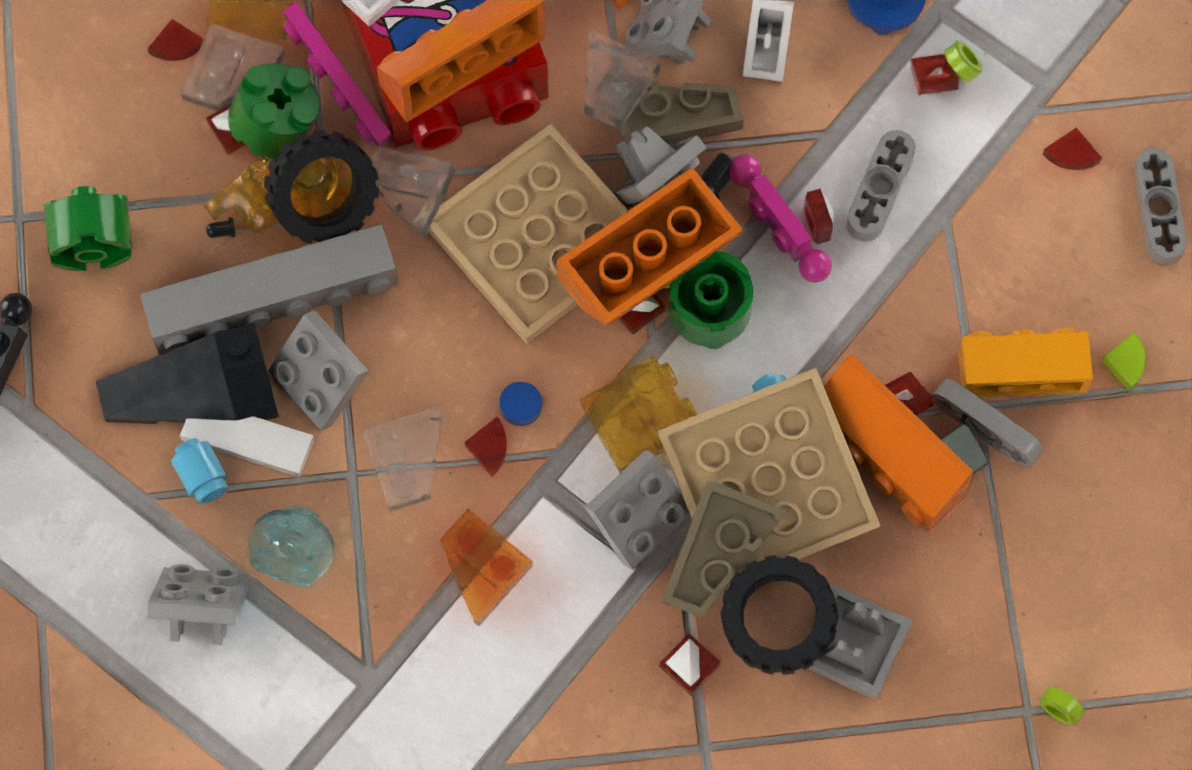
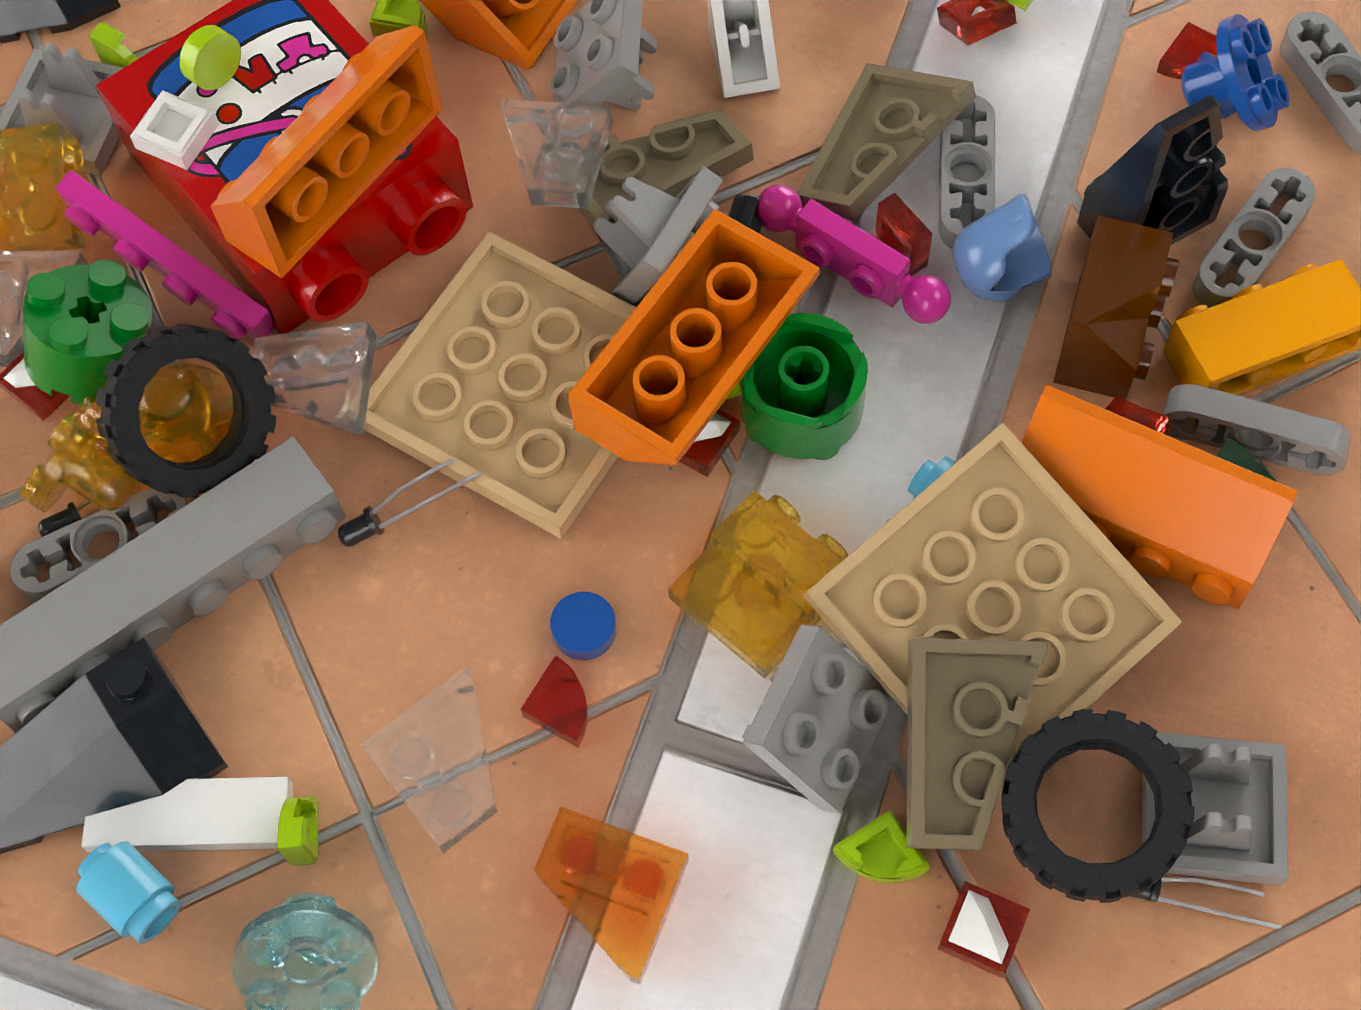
camera: 15 degrees left, 5 degrees down
(229, 240) = (77, 537): none -> light grey beam
(310, 469) = (299, 830): none -> lime tile
(318, 370) = (264, 675): light grey plate -> none
(411, 293) = (369, 522): none -> piece
(646, 600) = (881, 852): none -> lime tile
(797, 675) = (1152, 895): none -> flat silver piece
(831, 140) = (880, 133): none -> dark tan wing
(886, 244) = (1003, 248): none -> medium blue hair
(926, 314) = (1113, 305): none -> reddish brown slope
(987, 249) = (1166, 177): none -> black wedge
(1066, 271) = (1255, 216): none -> light grey beam
(1087, 181) = (1239, 74): none -> blue plate

